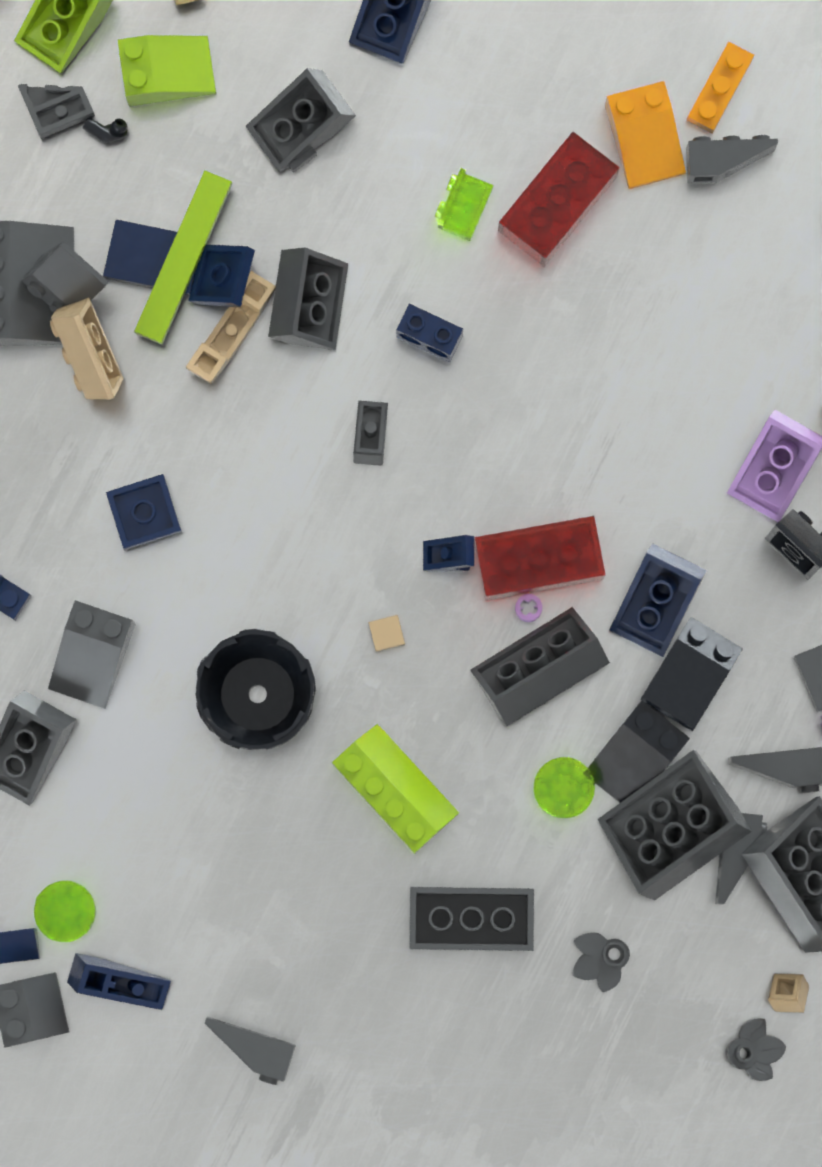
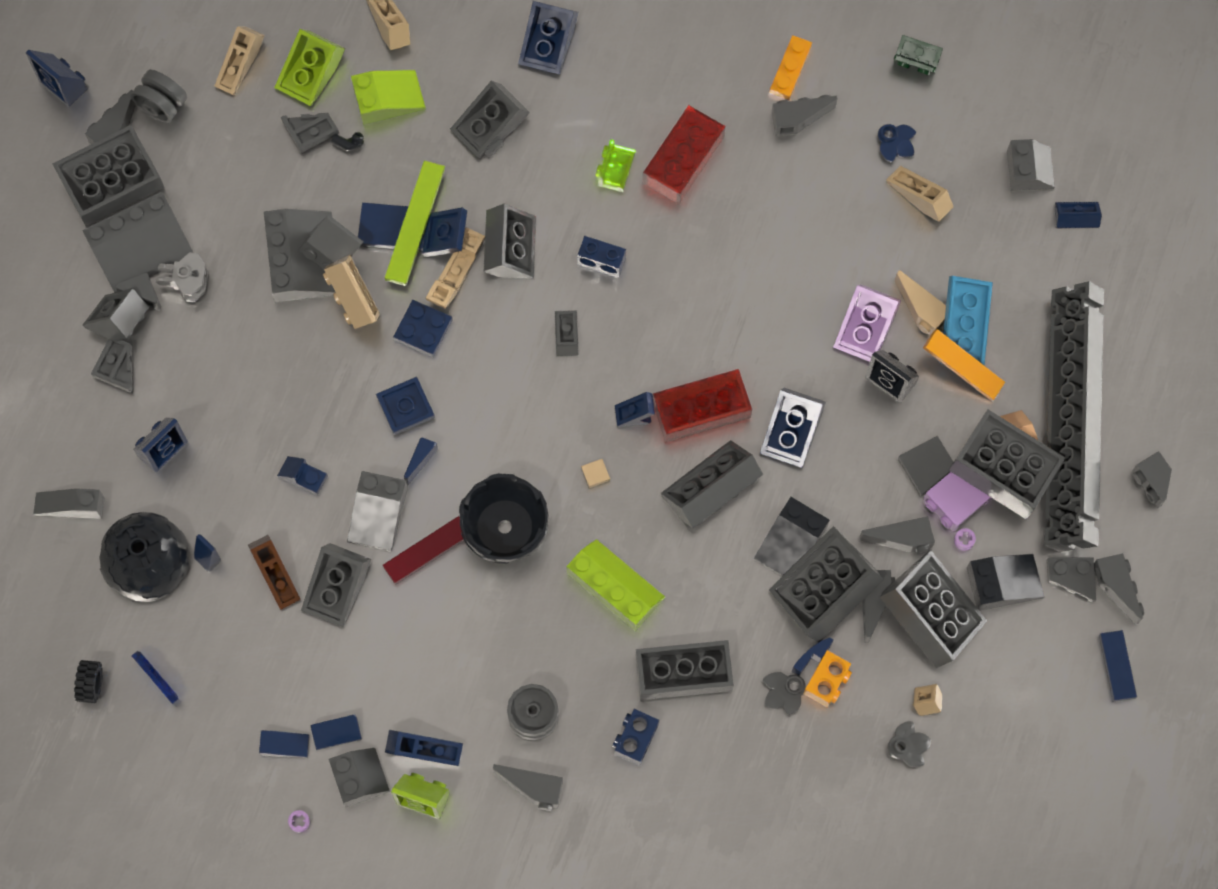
camera: 10 degrees left, 10 degrees down
(64, 911) = (377, 701): clear neon green tile -> none
(107, 1047) = (421, 795): none -> lime slope
(146, 715) = (424, 551): none -> dark red tile
(158, 583) = (423, 453): none -> dark blue slope
(178, 405) = (422, 328): none -> dark blue plate
(249, 960) = (537, 725): none -> dark grey wheel
(404, 1002) = (640, 738): none -> dark blue brick
(527, 598) = (700, 450): lavender bush -> none
(564, 787) = (741, 568): clear neon green tile -> none
(645, 134) = (740, 104): light orange slope -> none
(650, 913) = (815, 653): none -> dark blue slope
(653, 946) = (823, 677): none -> light orange brick
(691, 674) = (824, 474): black slope -> none

